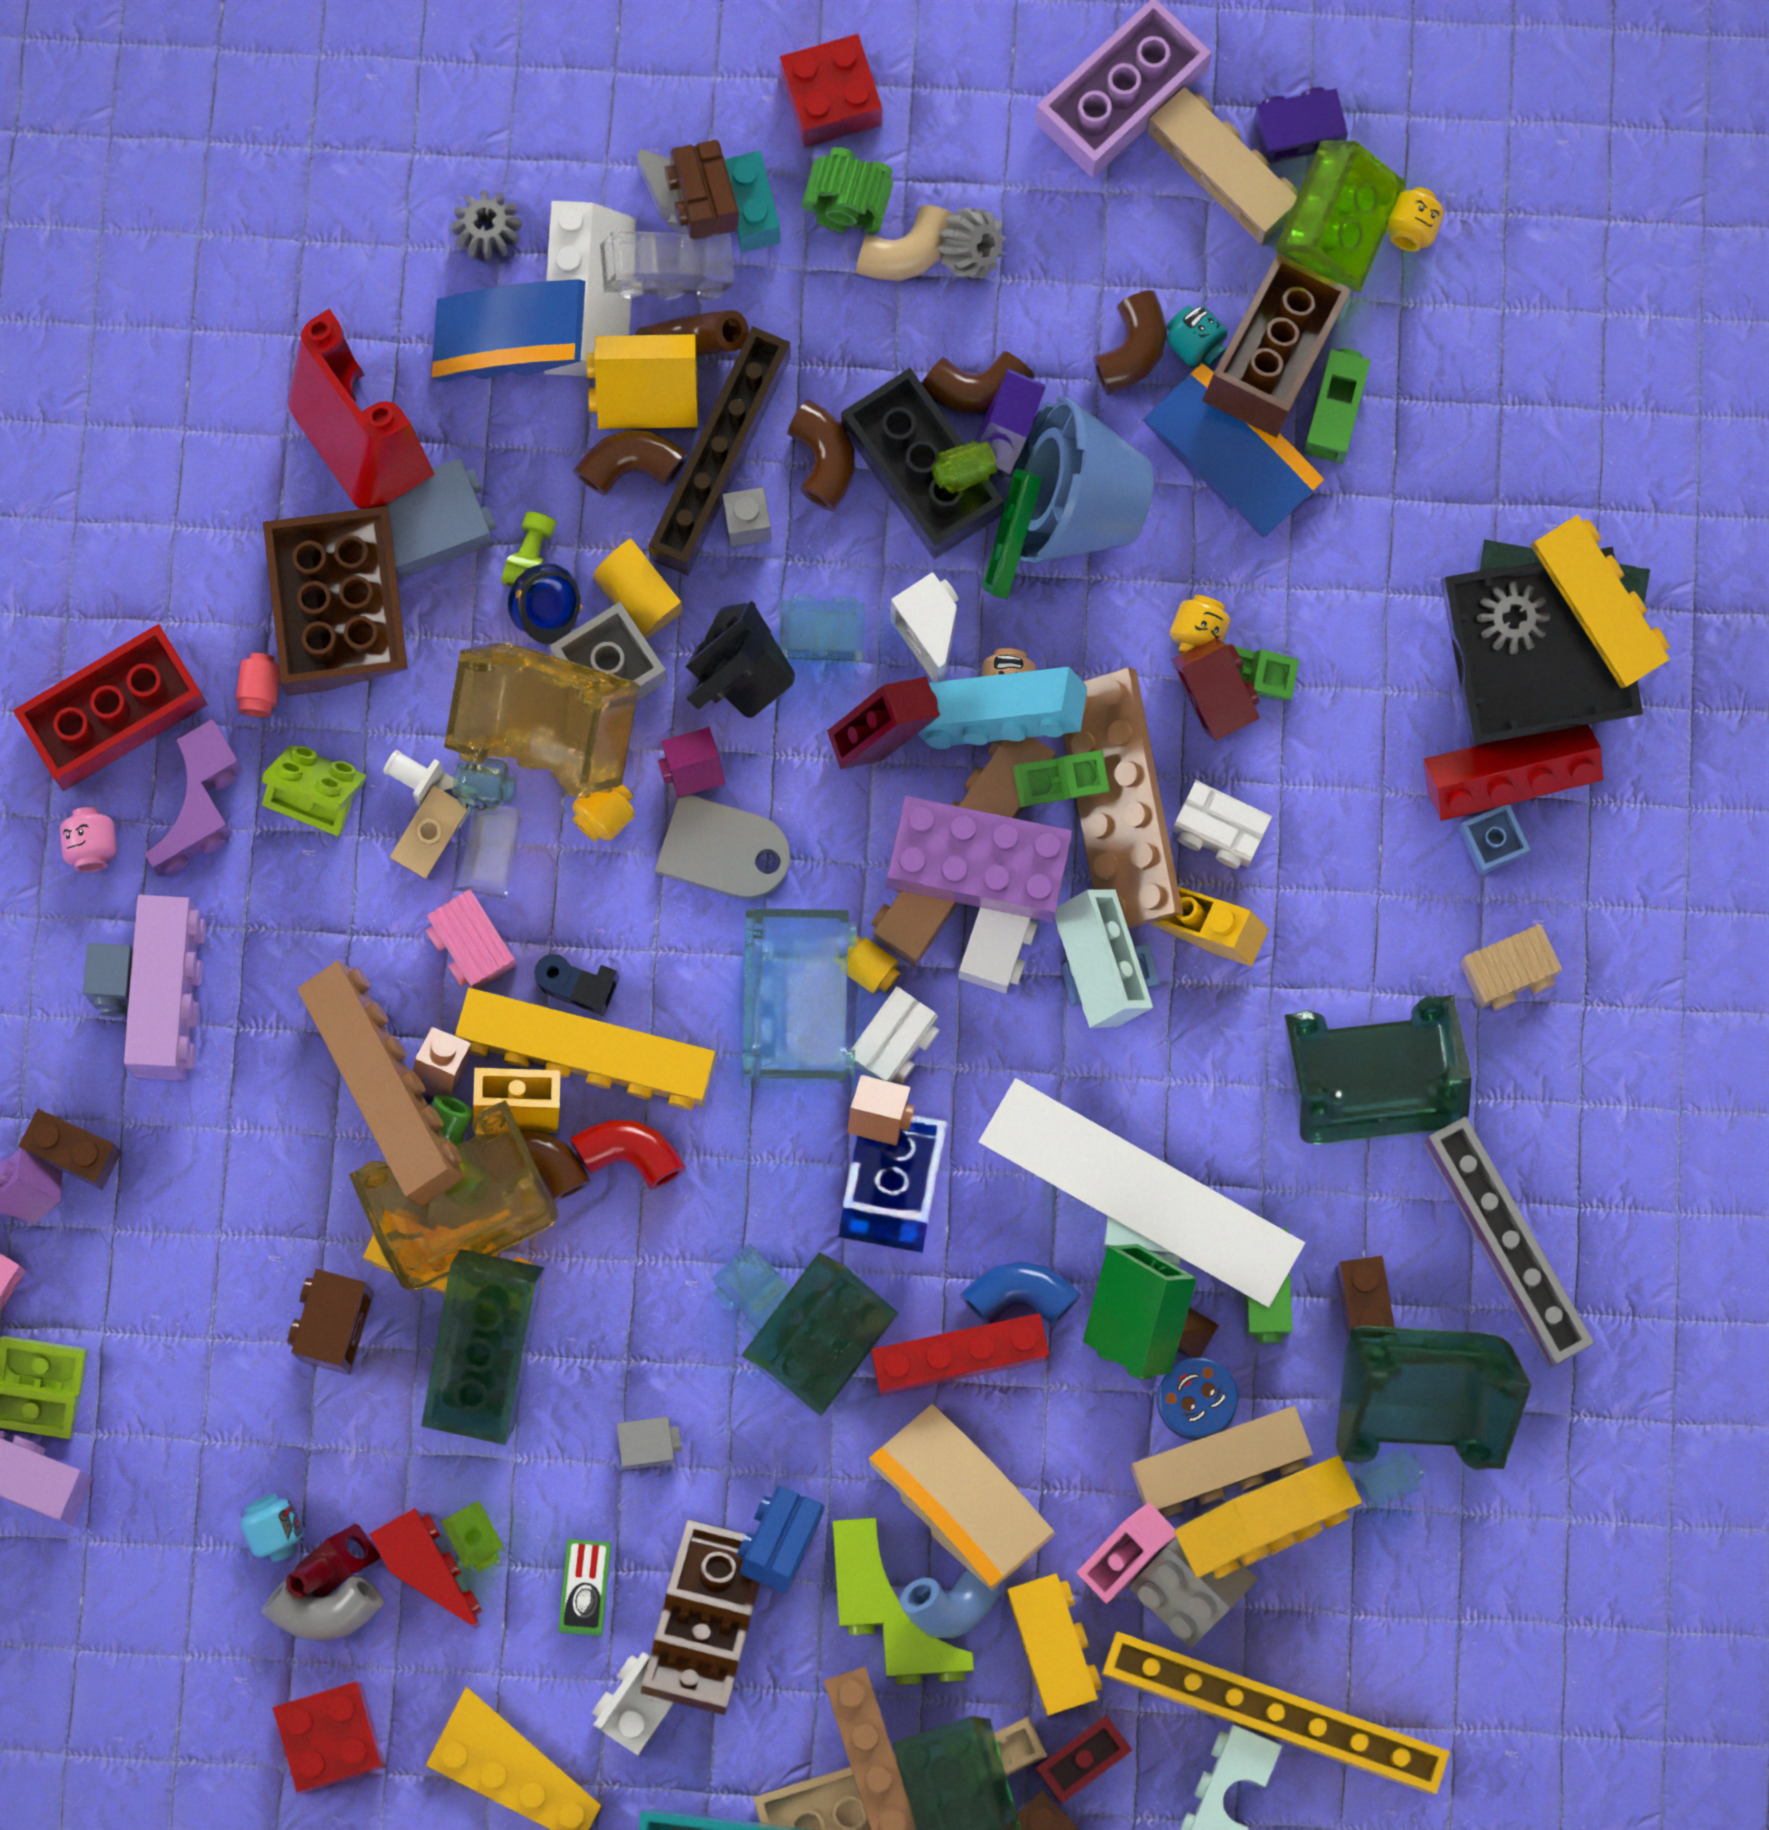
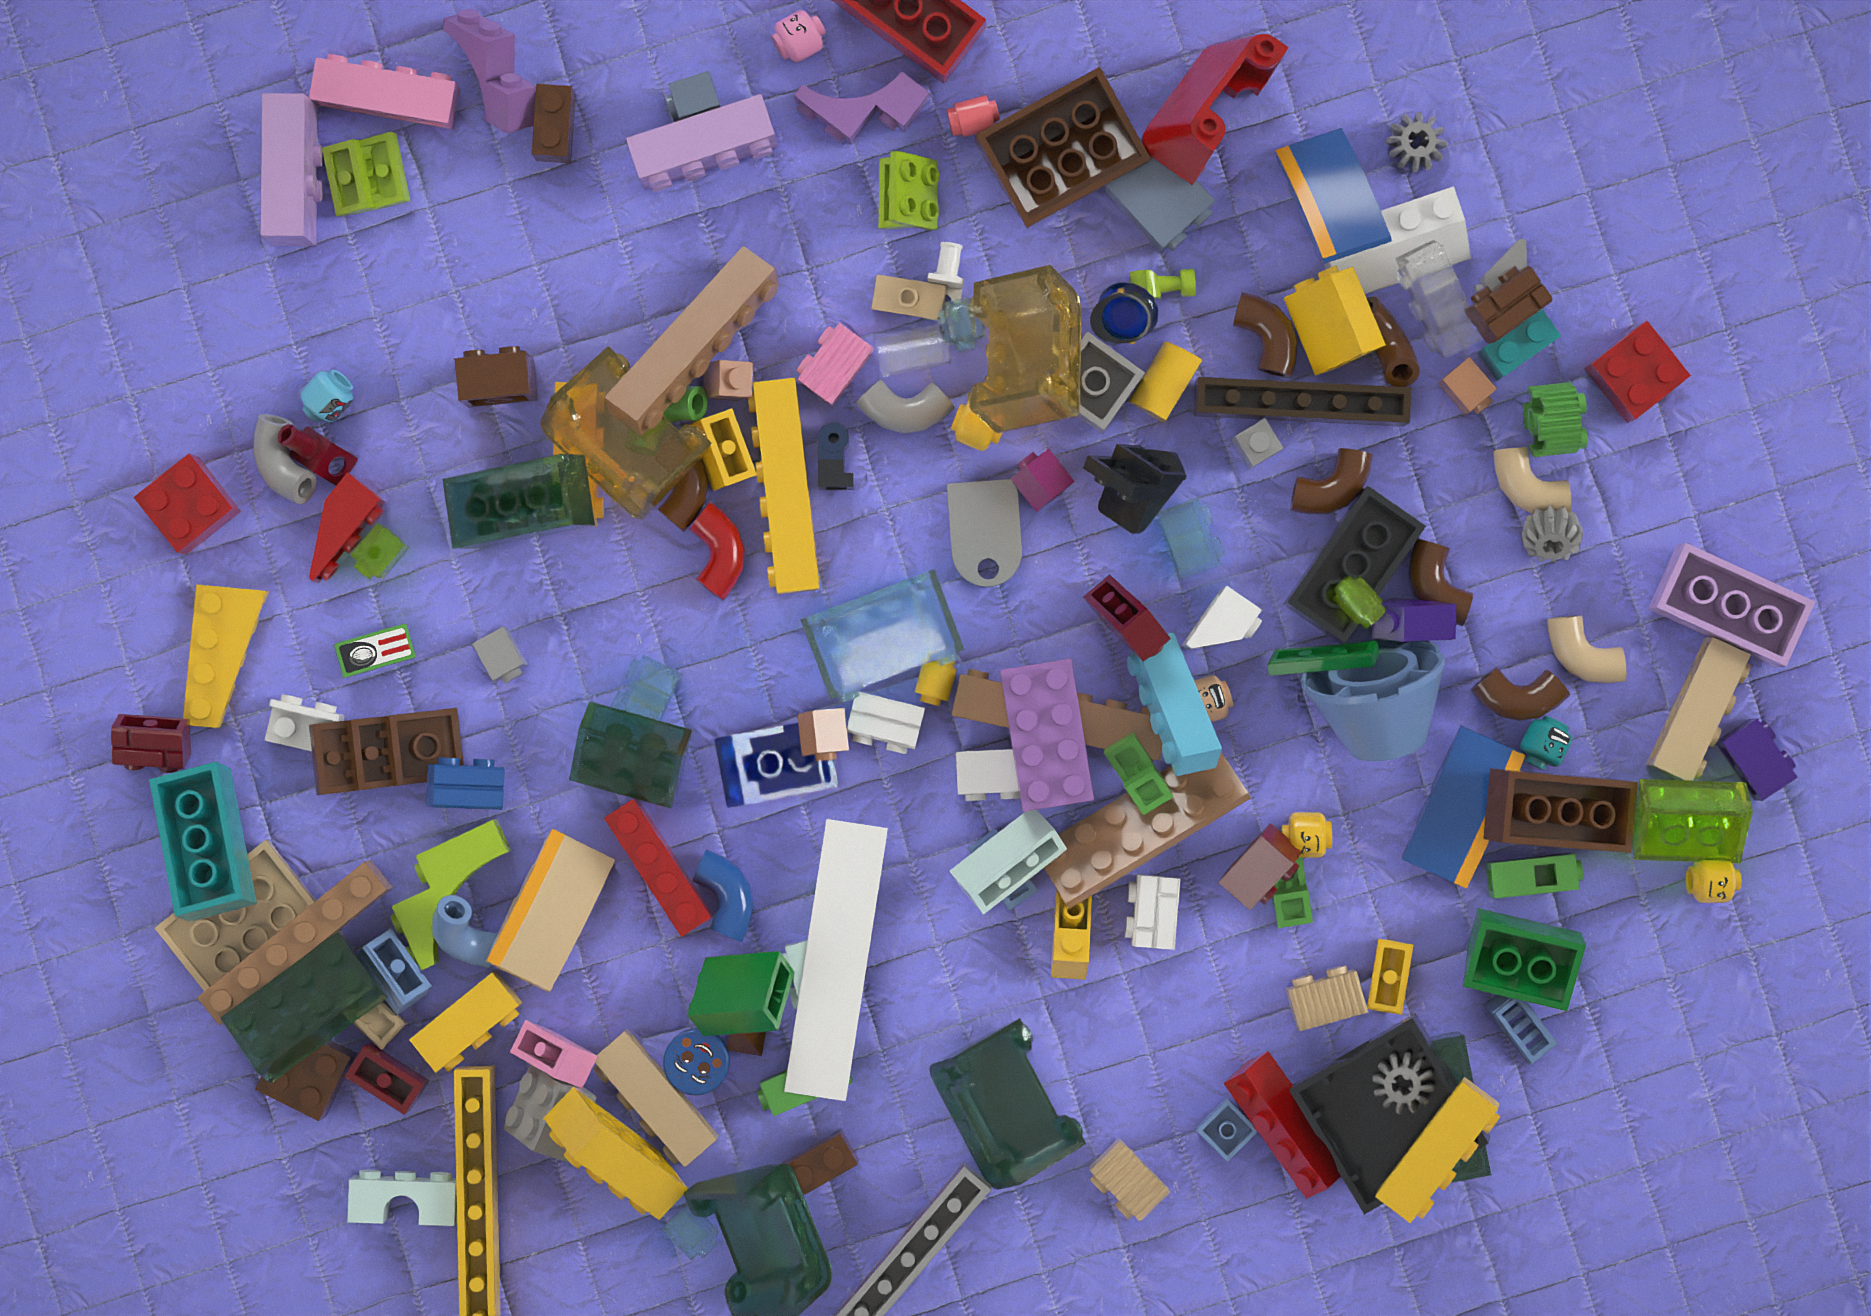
camera: 70 degrees right, 10 degrees up
(559, 883) = (905, 414): none -> light grey cylinder
(775, 272) = (1468, 387): none -> nougat brick
(963, 1696) = (394, 971): none -> medium blue brick
(1117, 266) = (1580, 657): none -> tan cylinder
(1389, 676) = (1326, 998): none -> tan brick
(1390, 598) = (1390, 976): none -> yellow brick
(1425, 448) = (1523, 959): none -> green slope
(1471, 491) = (1504, 1009): none -> medium blue slope

